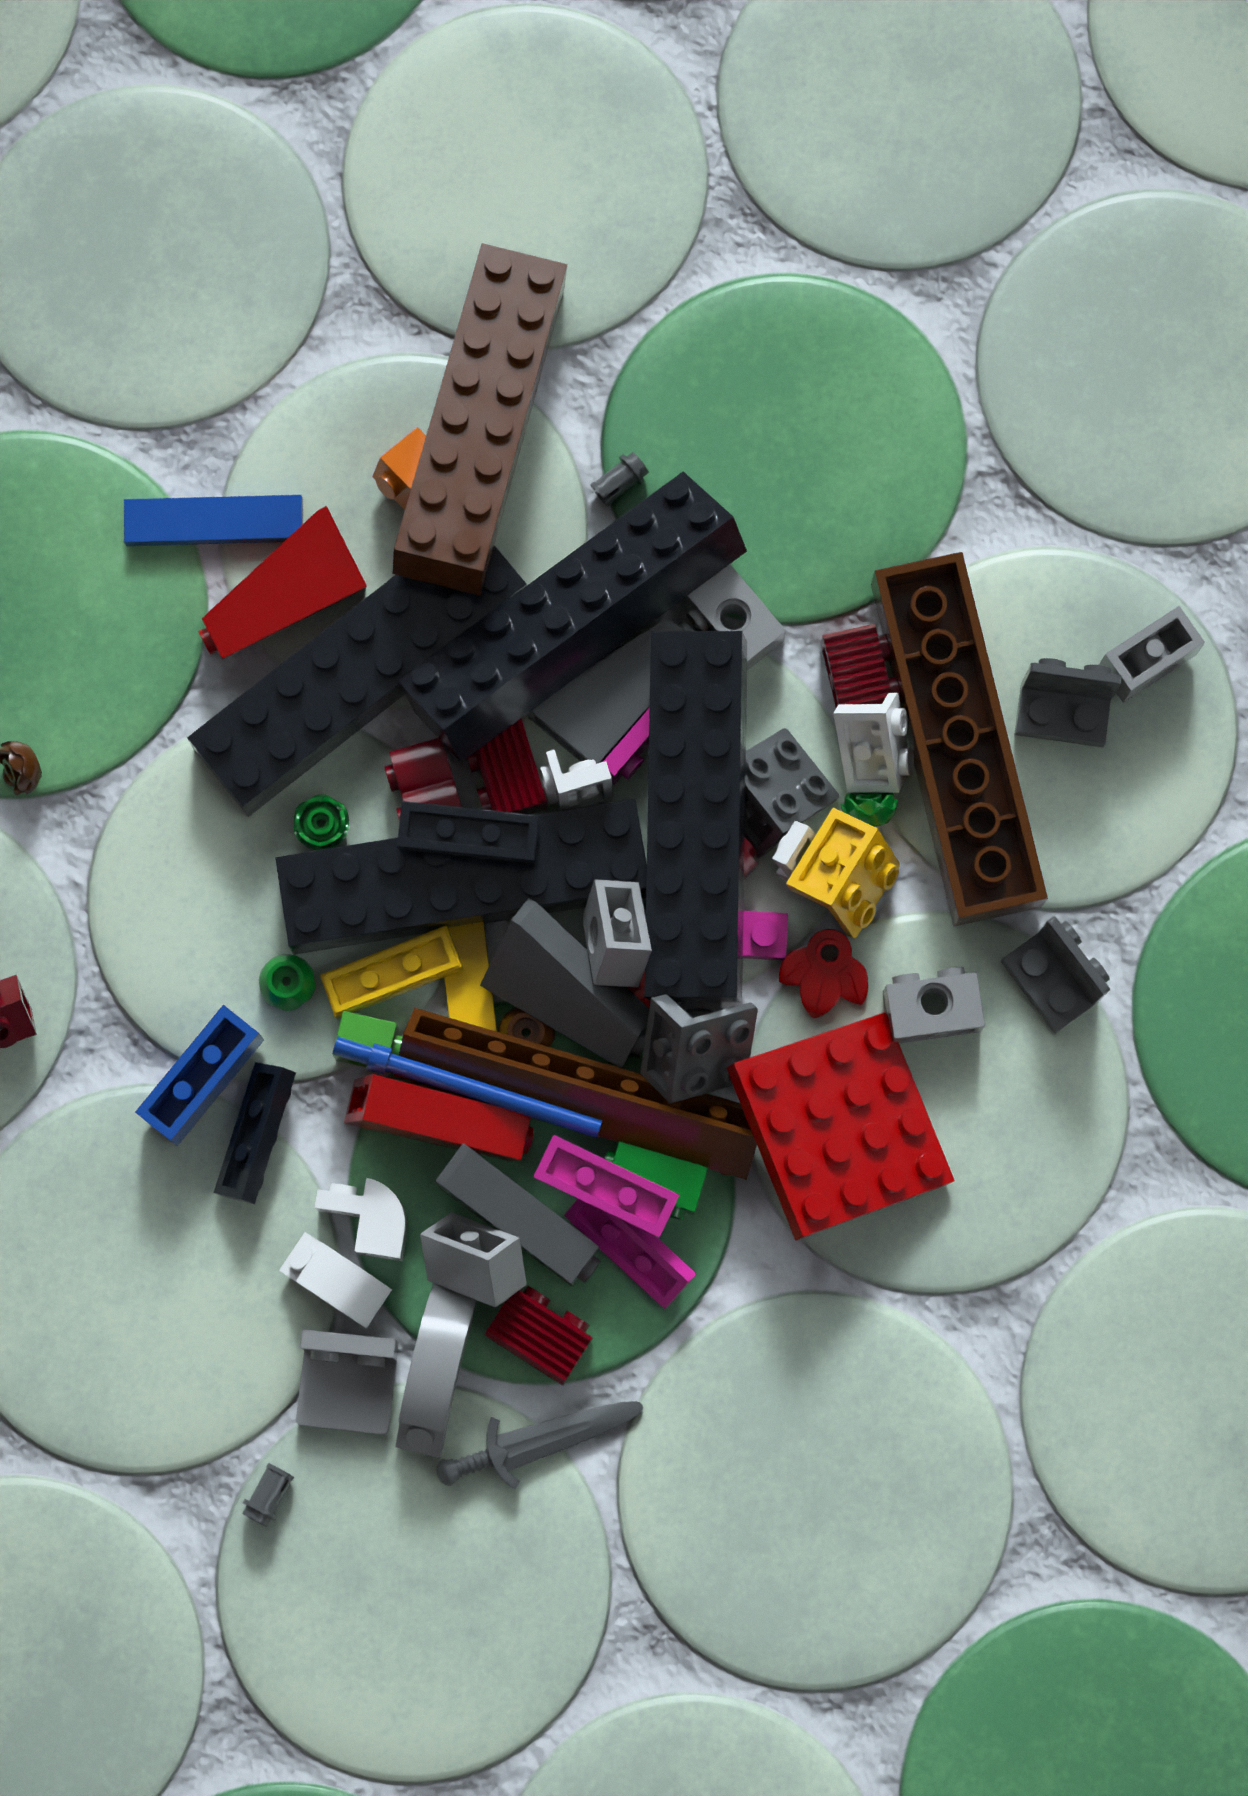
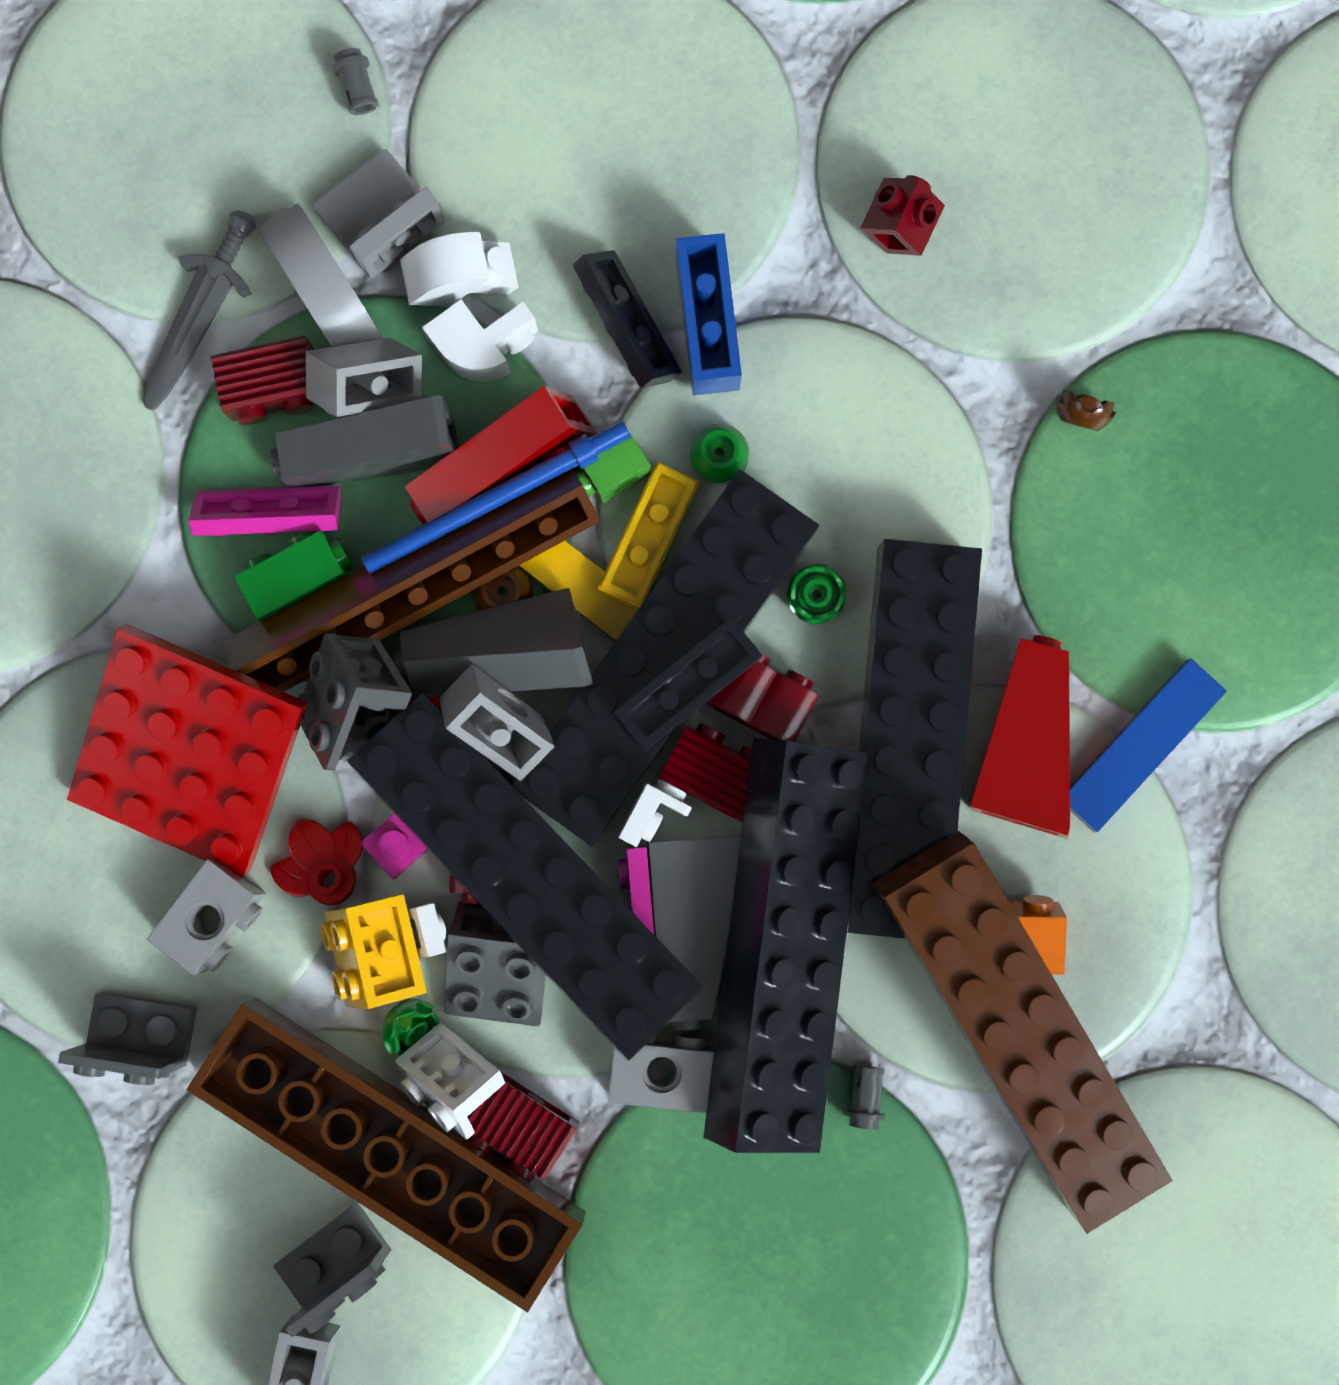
camera: 135 degrees right, 5 degrees up
(606, 1186) = (314, 525): dark pink plate -> none

